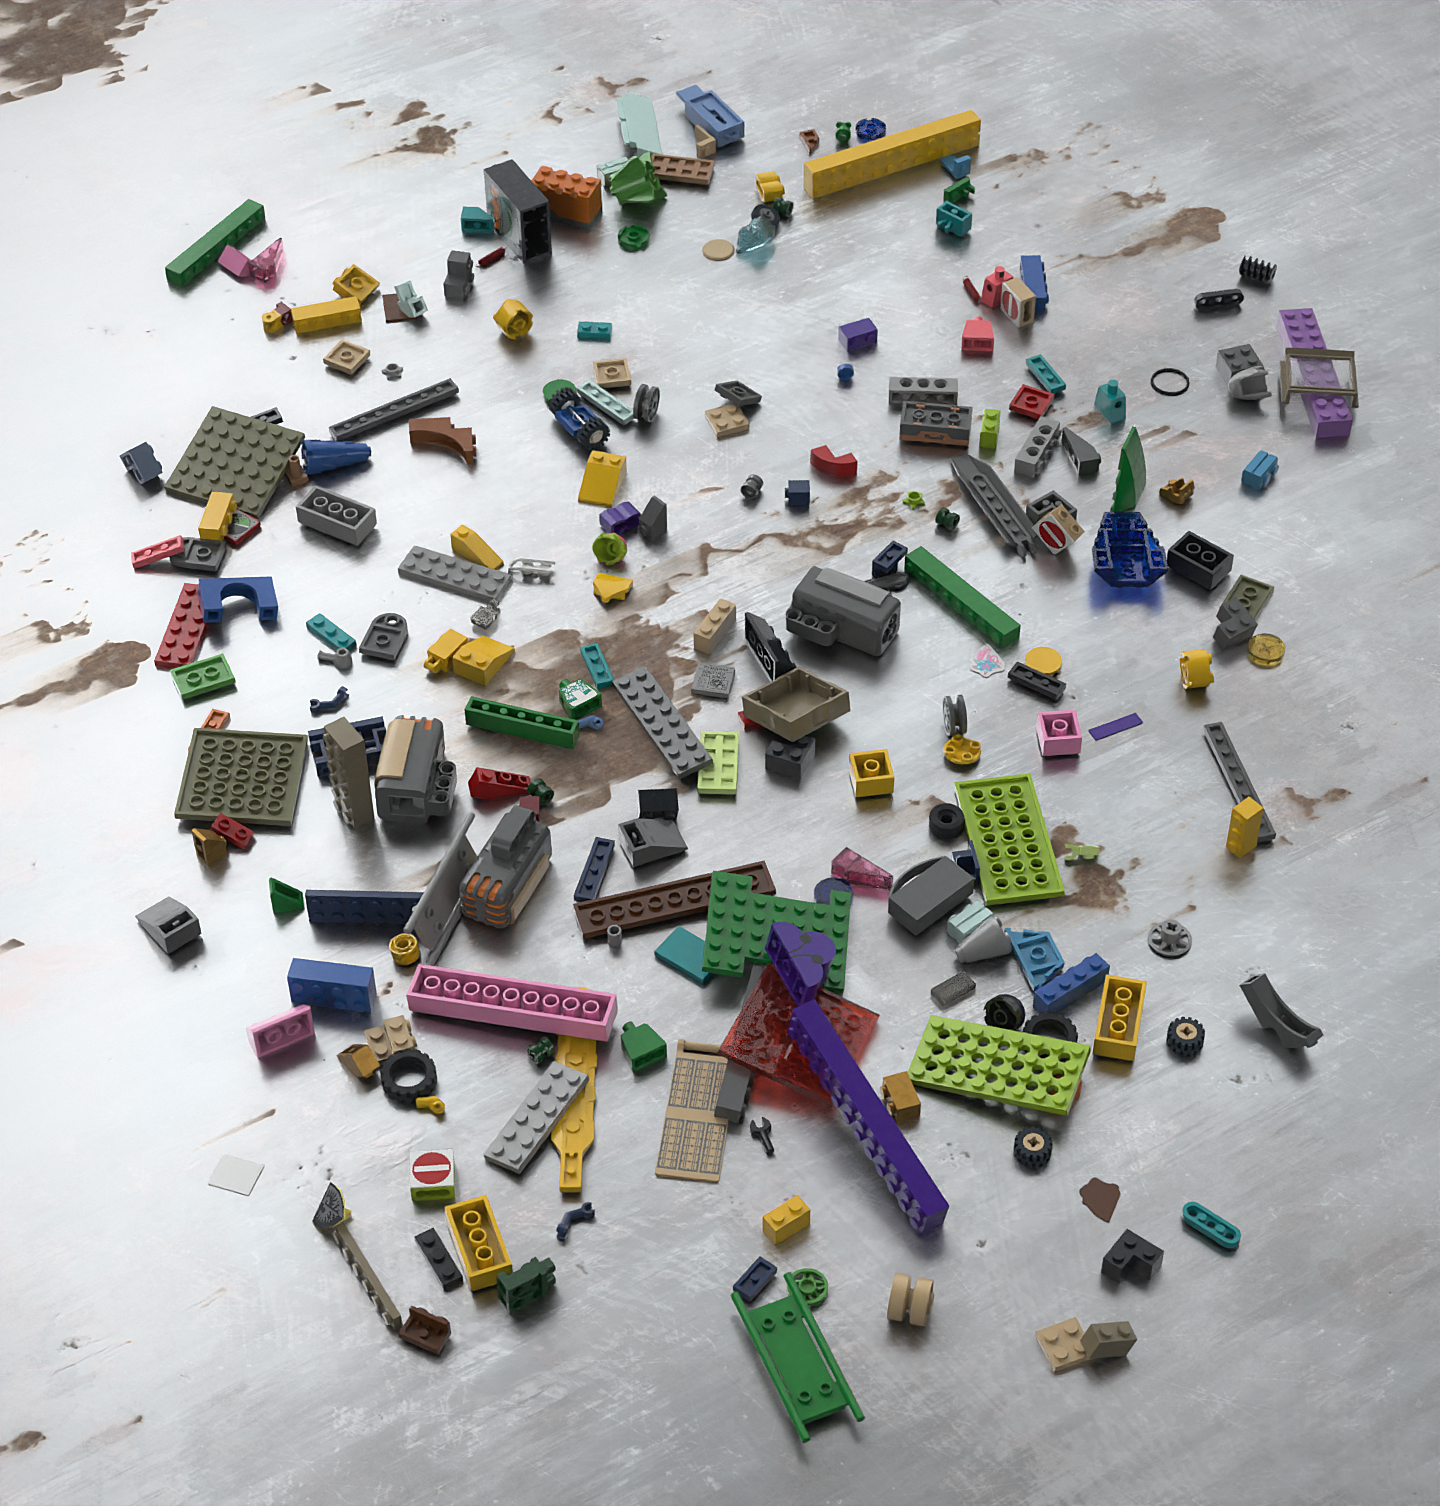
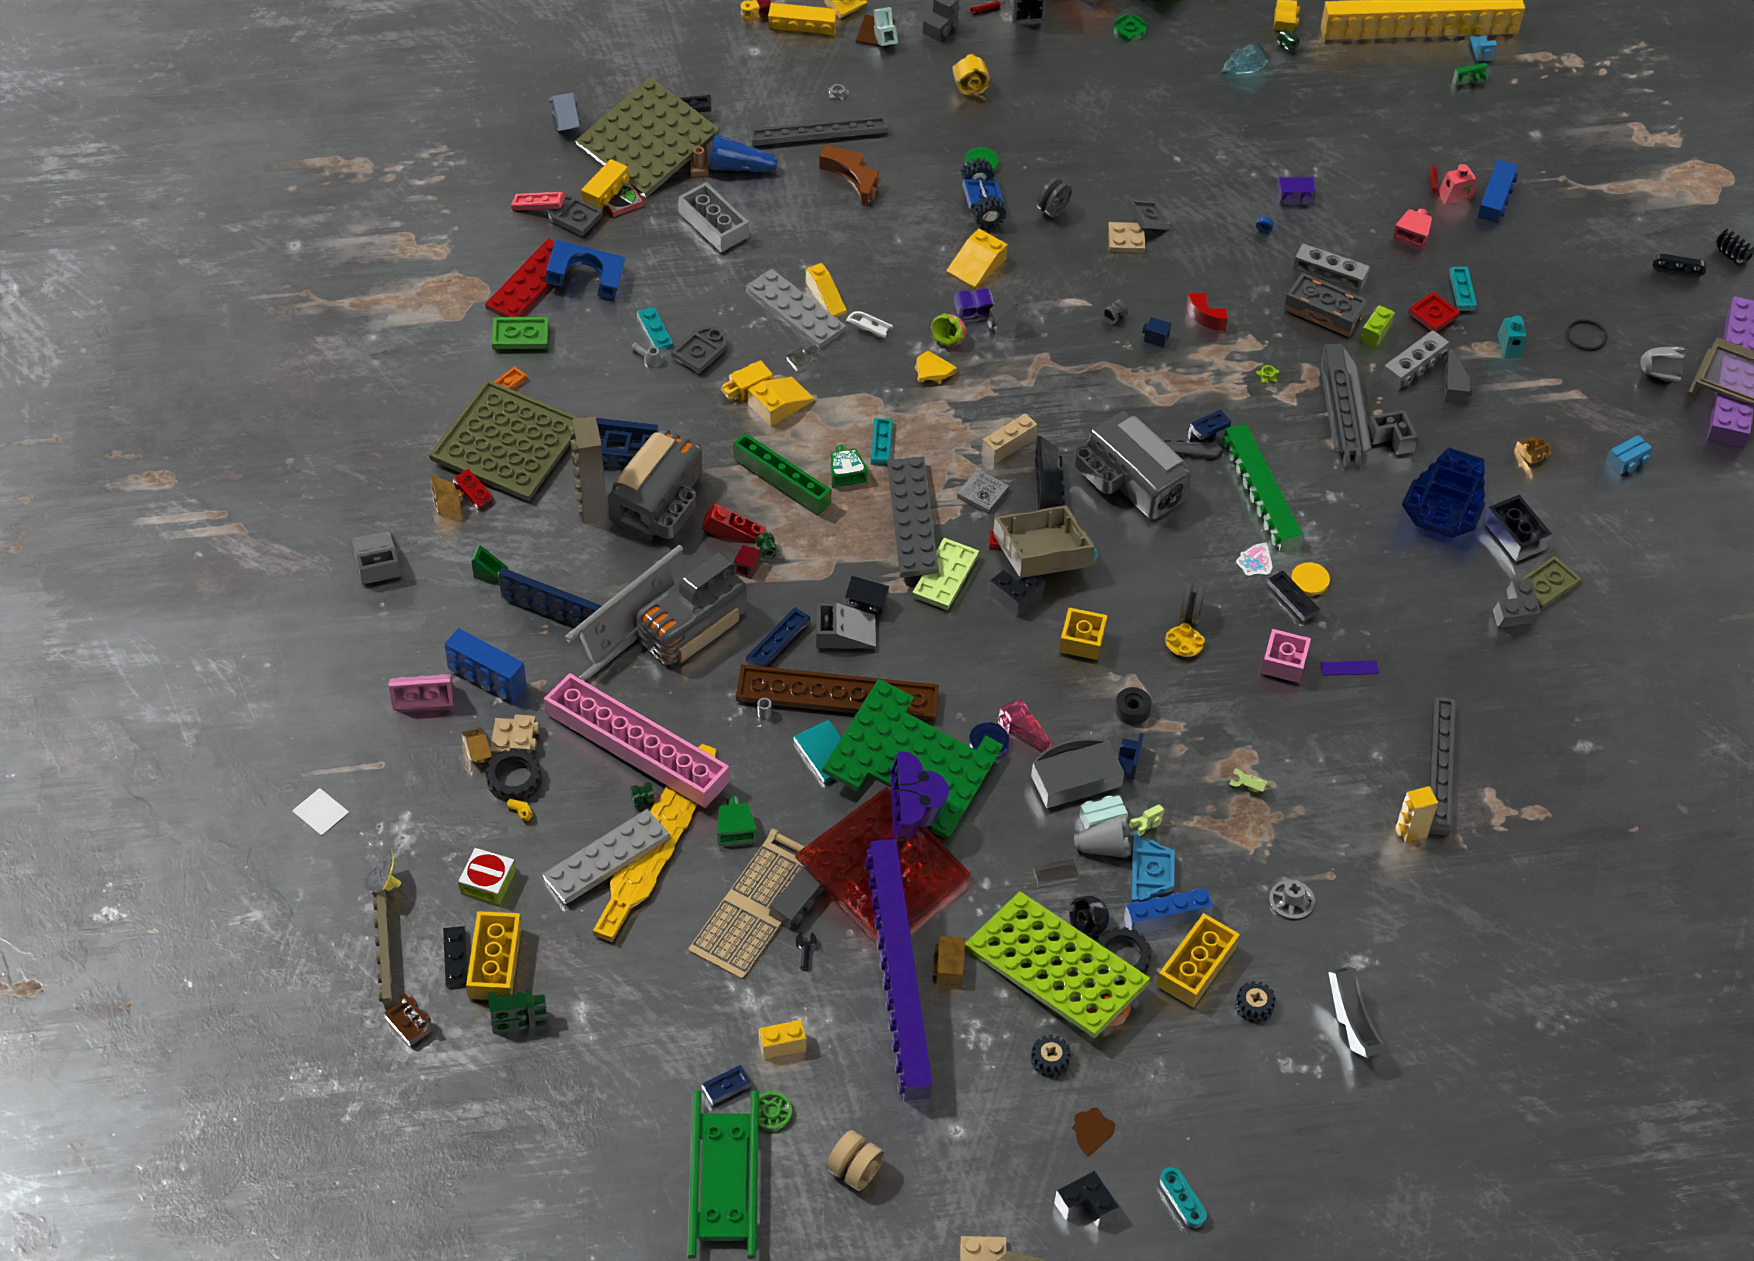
camera: 20 degrees right, 5 degrees up
(341, 695) = (635, 391): dark blue arm -> none
(346, 357) = (801, 65): tan plate -> none
(404, 949) = (569, 654): yellow wheel -> none
(562, 1227) = (578, 970): dark blue arm -> none
(592, 722) = (848, 493): medium blue arm -> none
(594, 330) = (1045, 109): teal plate -> none
(606, 402) = (1019, 184): light aqua plate -> none
(612, 373) = (1039, 157): tan plate -> none
(718, 249) = (1205, 64): tan piece -> none
(768, 212) = (1268, 41): black wheel -> none
(946, 518) = (1288, 404): dark green wheel -> none
(953, 219) = (1449, 102): teal brick -> none
(1014, 912) = (1150, 818): none -> yellowish green plate
(1018, 302) = (1470, 206): piece -> none
(1024, 859) = (1172, 749): lime piece -> none
(1058, 529) = (1388, 451): piece -> none
(1132, 474) = (1491, 417): green wedge -> none
(1196, 668) = (1454, 637): yellow brick -> none
(1235, 360) = (1663, 334): dark grey brick -> none
(1266, 648) = (1541, 640): clear yellow tile -> none

